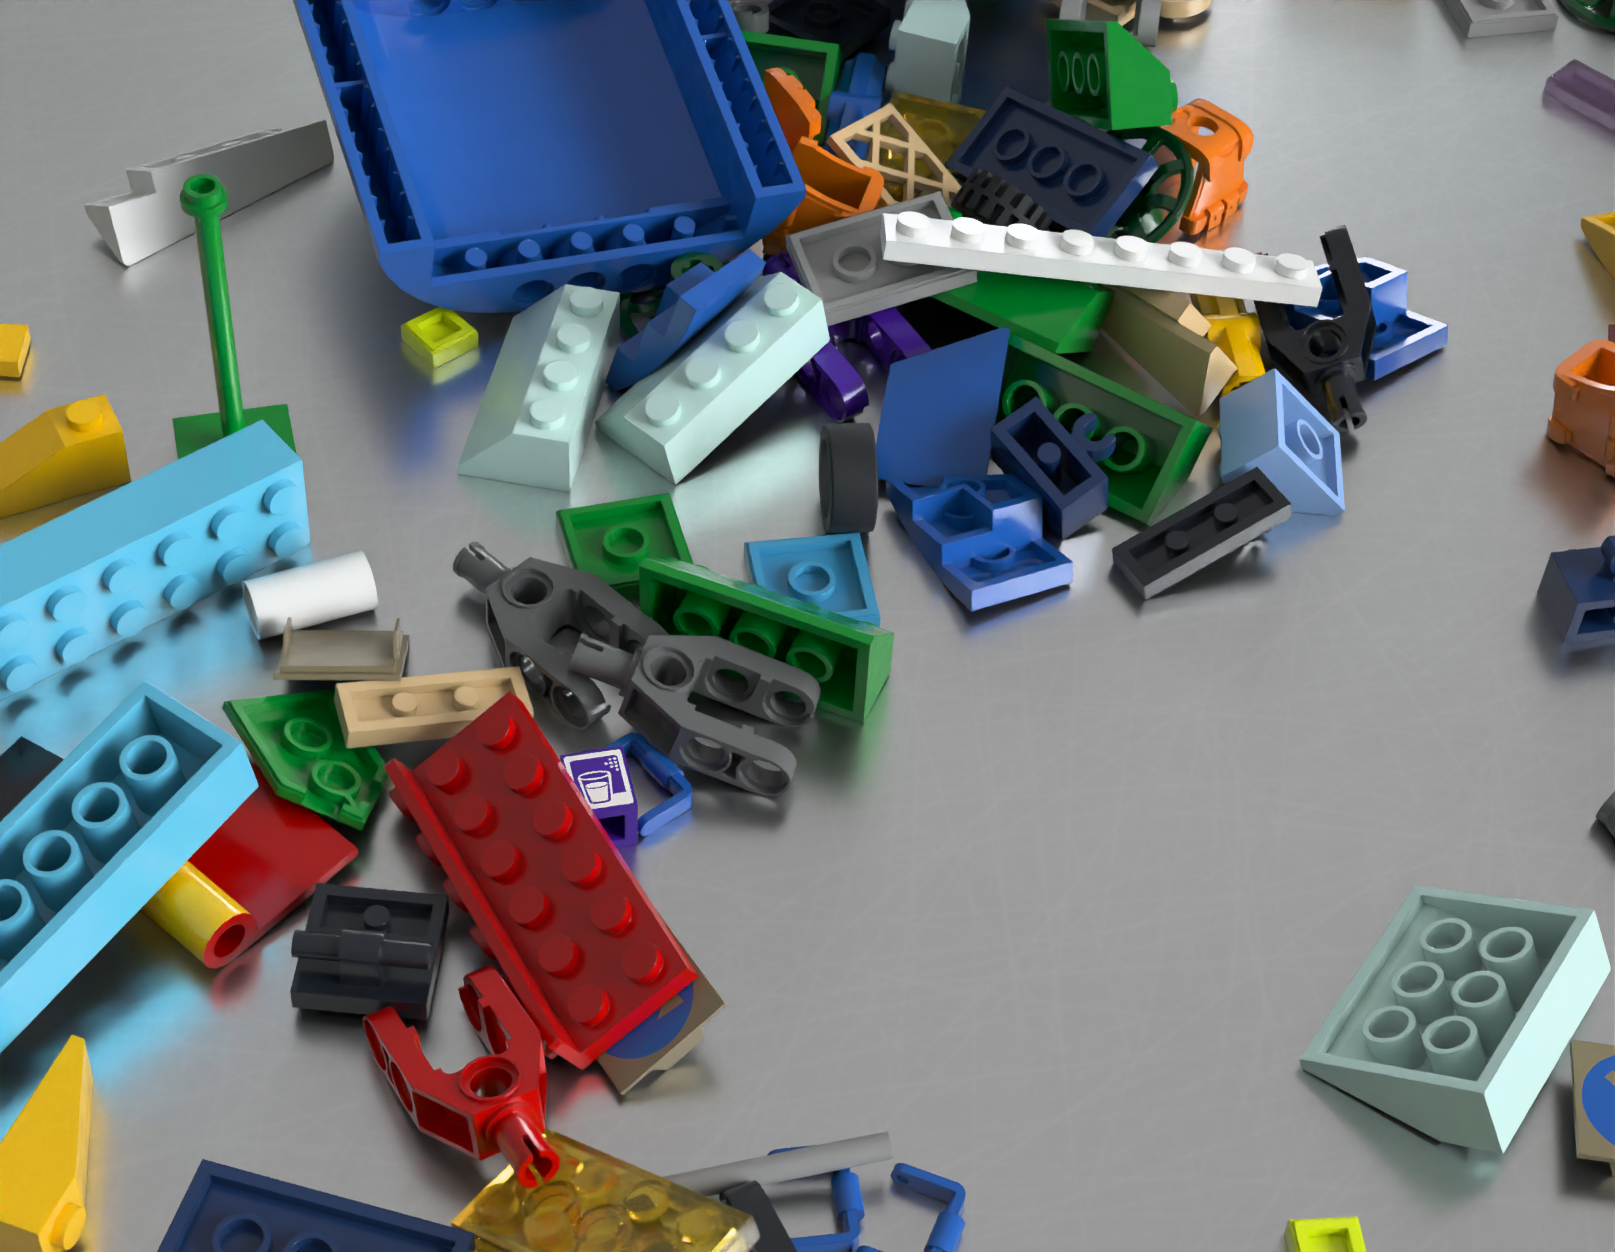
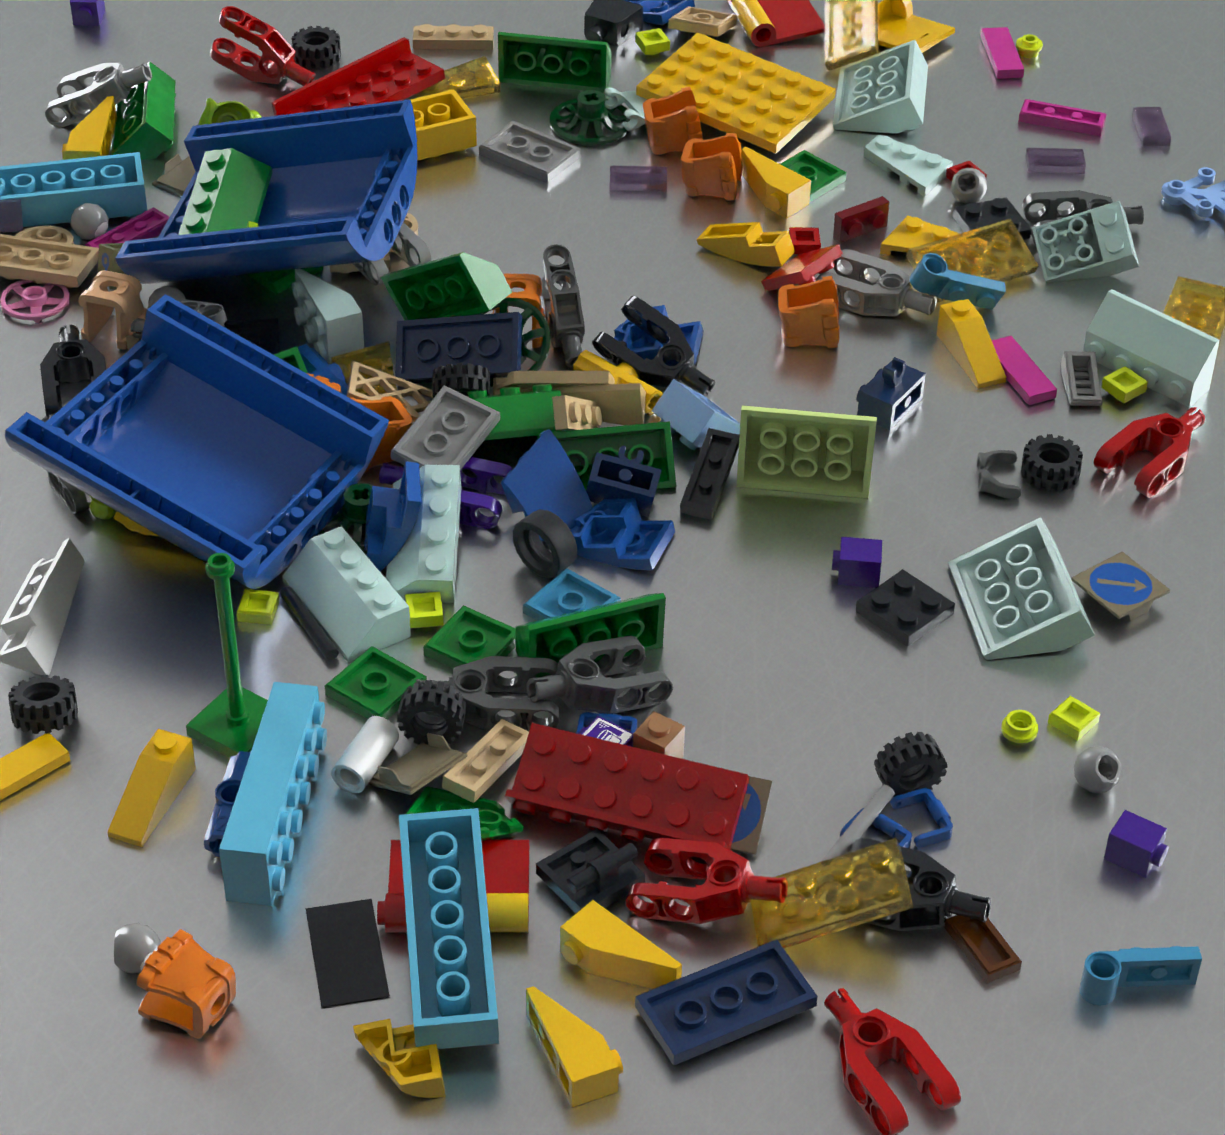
camera: 40 degrees left, 5 degrees down
(55, 288) = (43, 704): none -> black tyre
(260, 1067) = (614, 950): none -> yellow slope
(433, 596) = (434, 699): none -> black tyre
(440, 515) = (373, 684): none -> green tile
(468, 394) = (309, 623): none -> black bar
(613, 466) = (425, 609): none -> neon yellow plate
(666, 843) = (660, 736): none -> medium nougat brick
(959, 1132) = (911, 763): none -> black tyre
(1084, 335) = (575, 413): none -> tan plate
(1100, 260) = (548, 375): white plate -> none
(1222, 1189) = (1019, 726): none -> neon yellow plate
(1245, 207) = (562, 306): none -> dark grey piece
(1266, 793) = (858, 562): none -> dark purple brick
(1267, 906) = (905, 607): none -> black plate
(1353, 587) = (805, 451): none -> yellowish green slope

